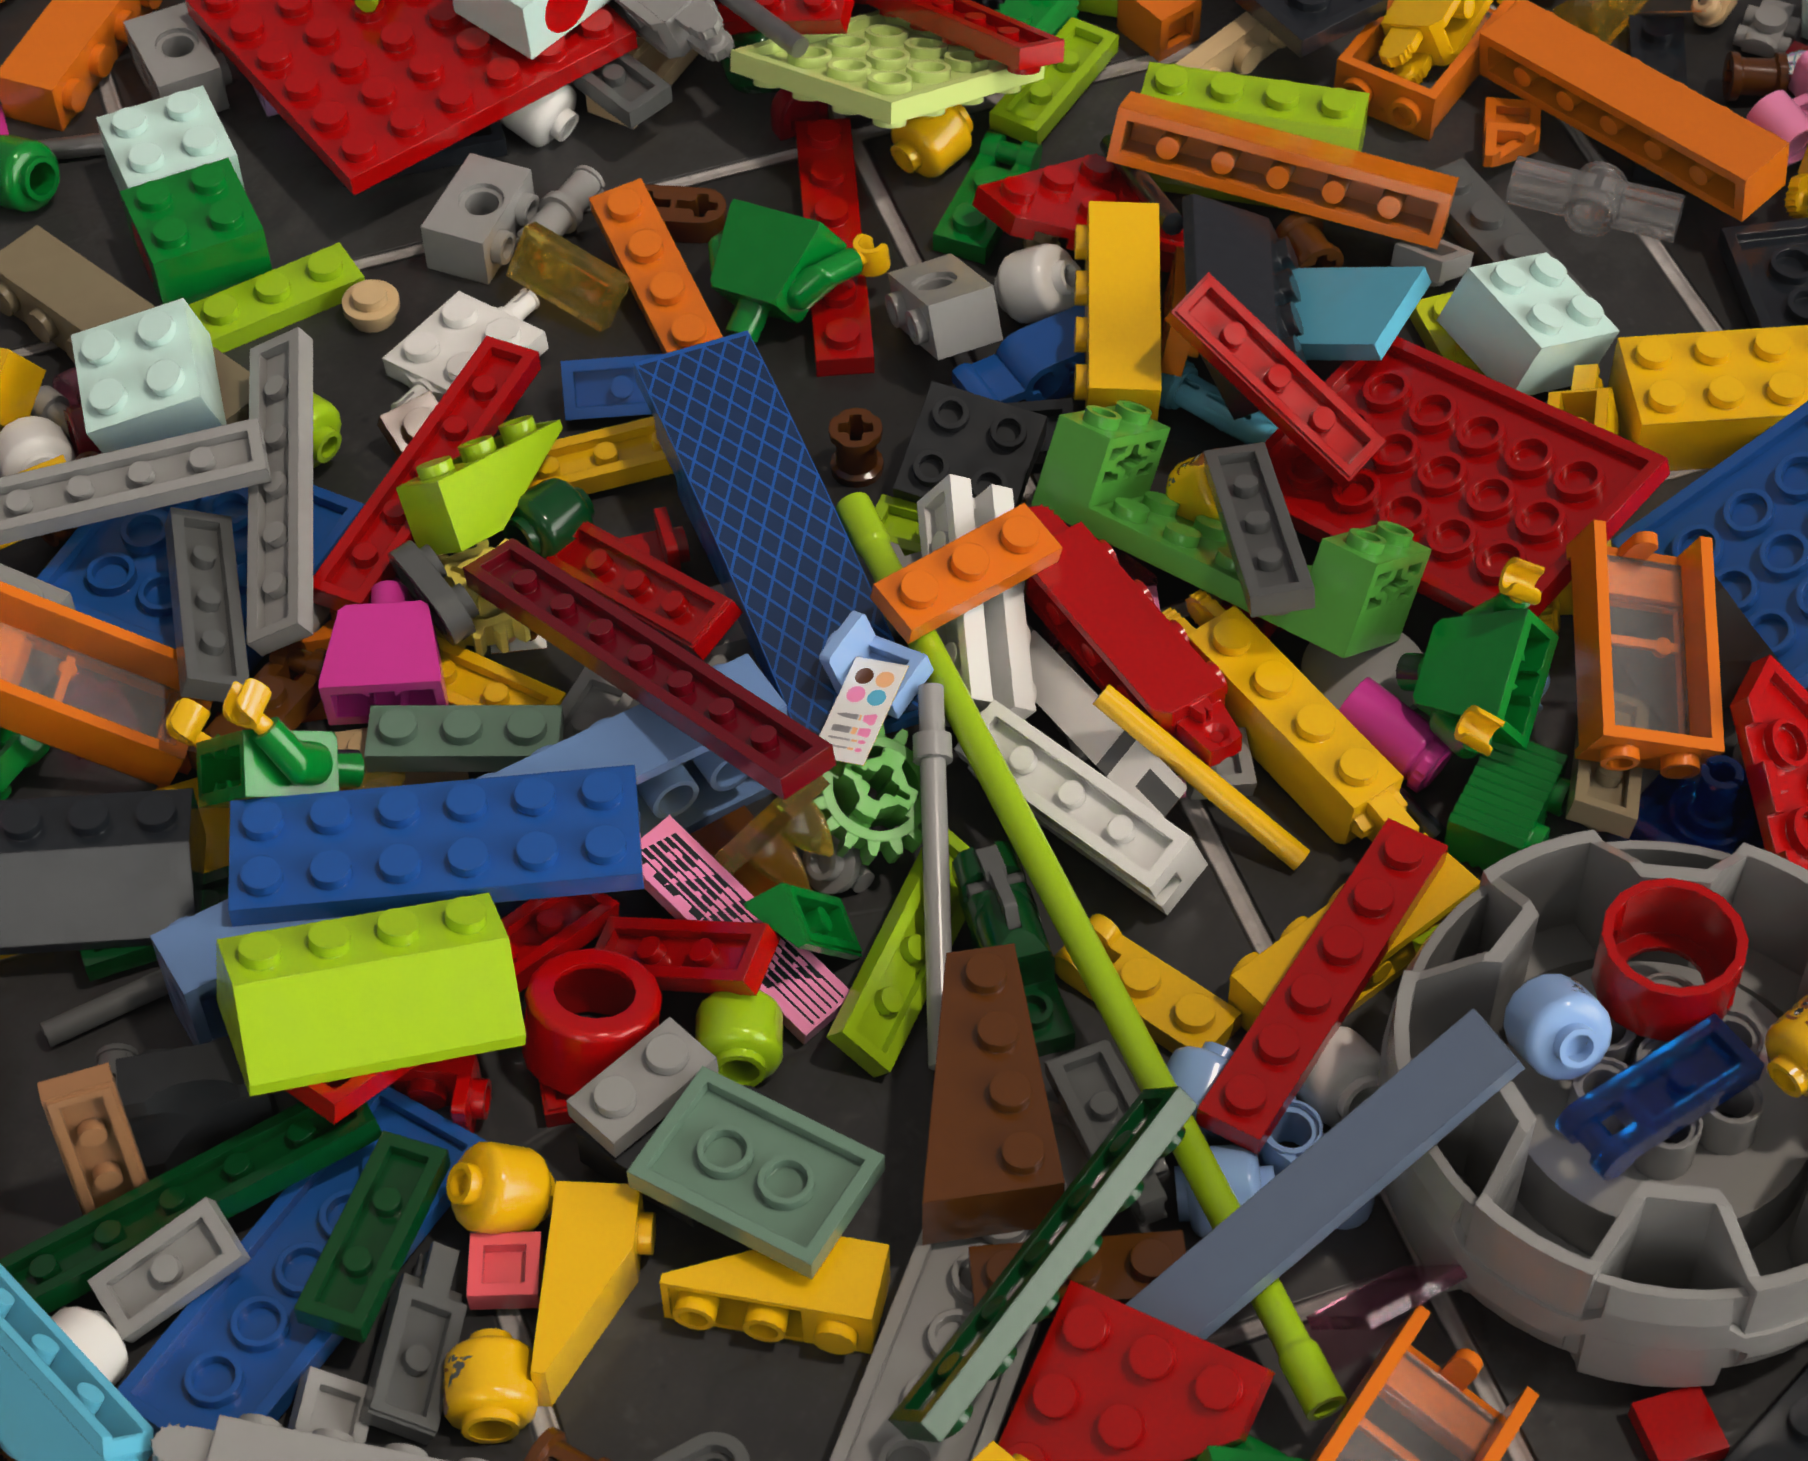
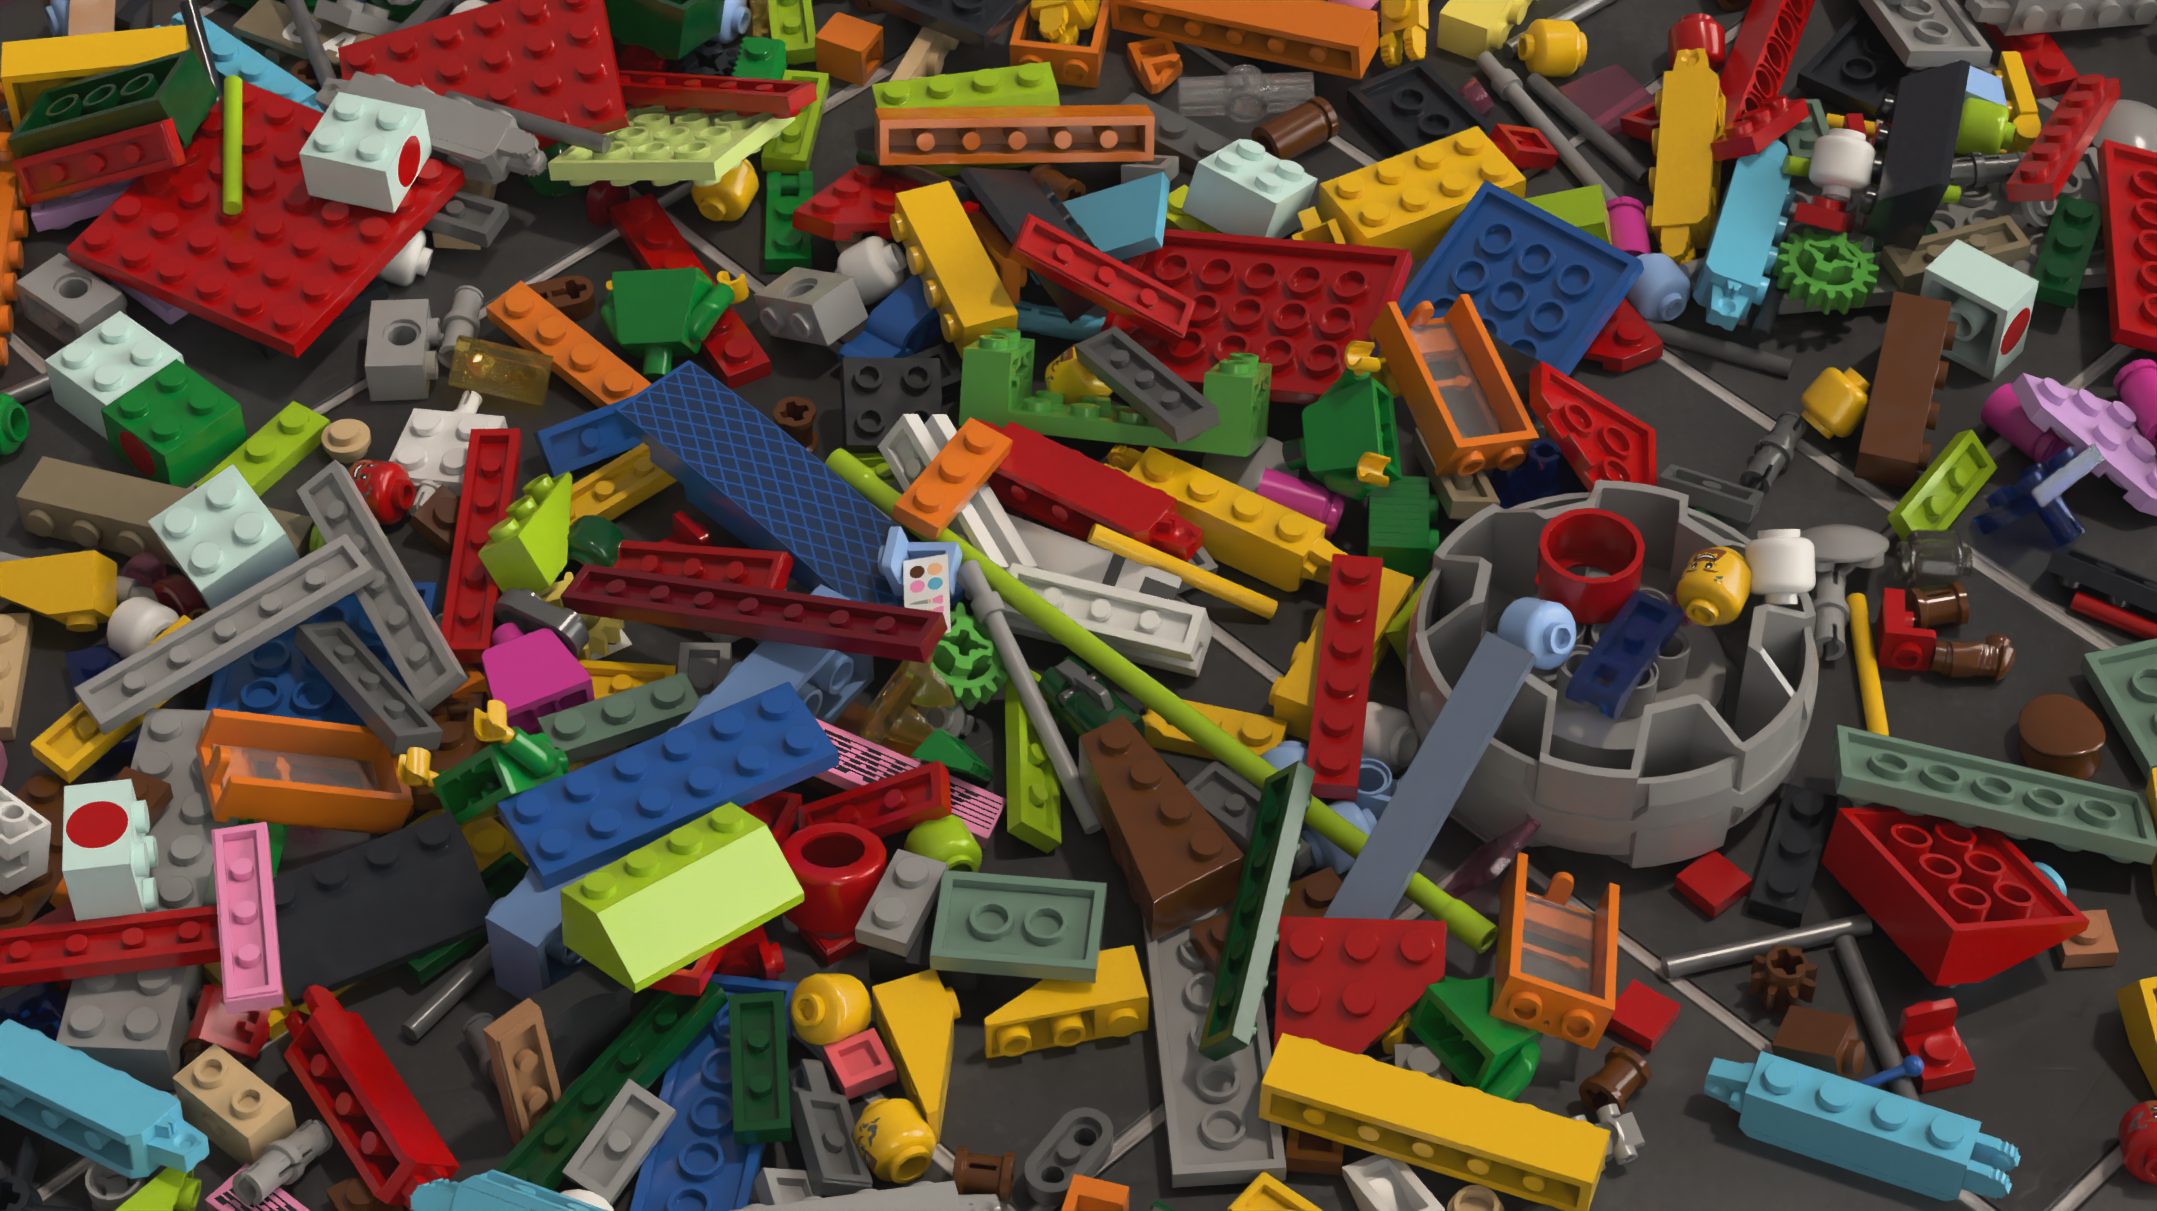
camera: 25 degrees left, 5 degrees down
(361, 376) = (384, 488): none -> red head
(1632, 262) = (1298, 129): none -> reddish brown piece

